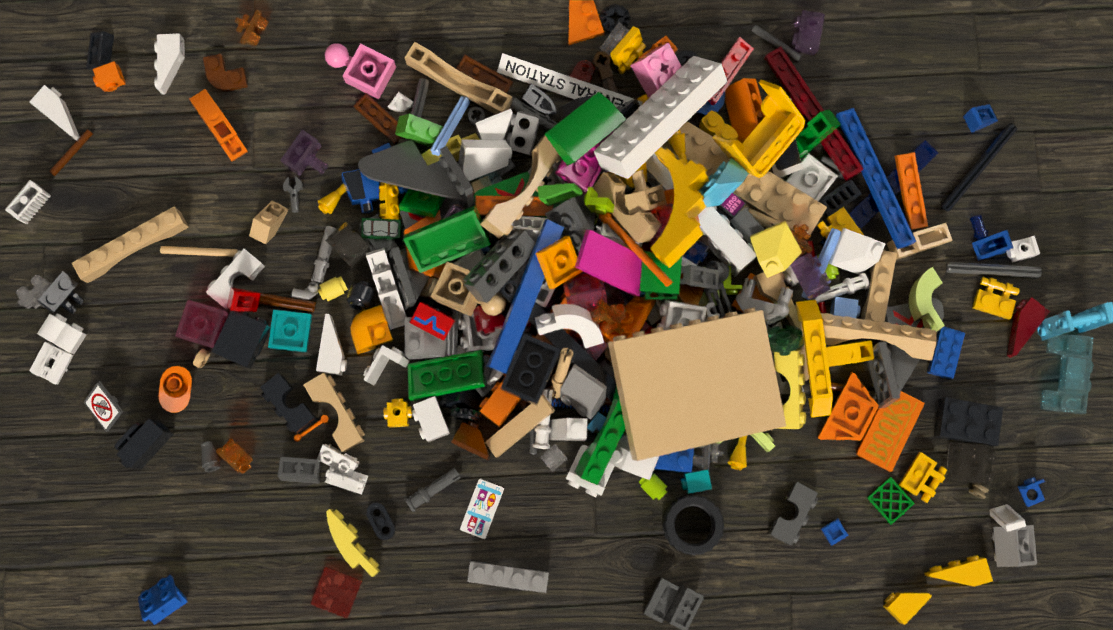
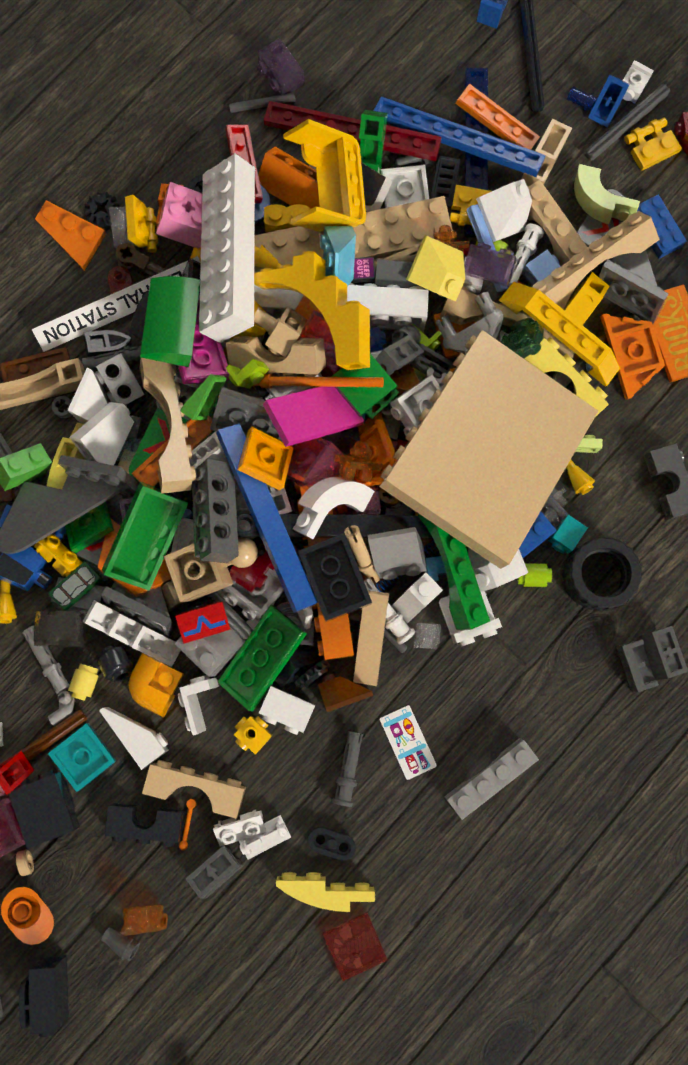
camera: 45 degrees left, 0 degrees up
(450, 125) = (47, 436): light blue axle -> none

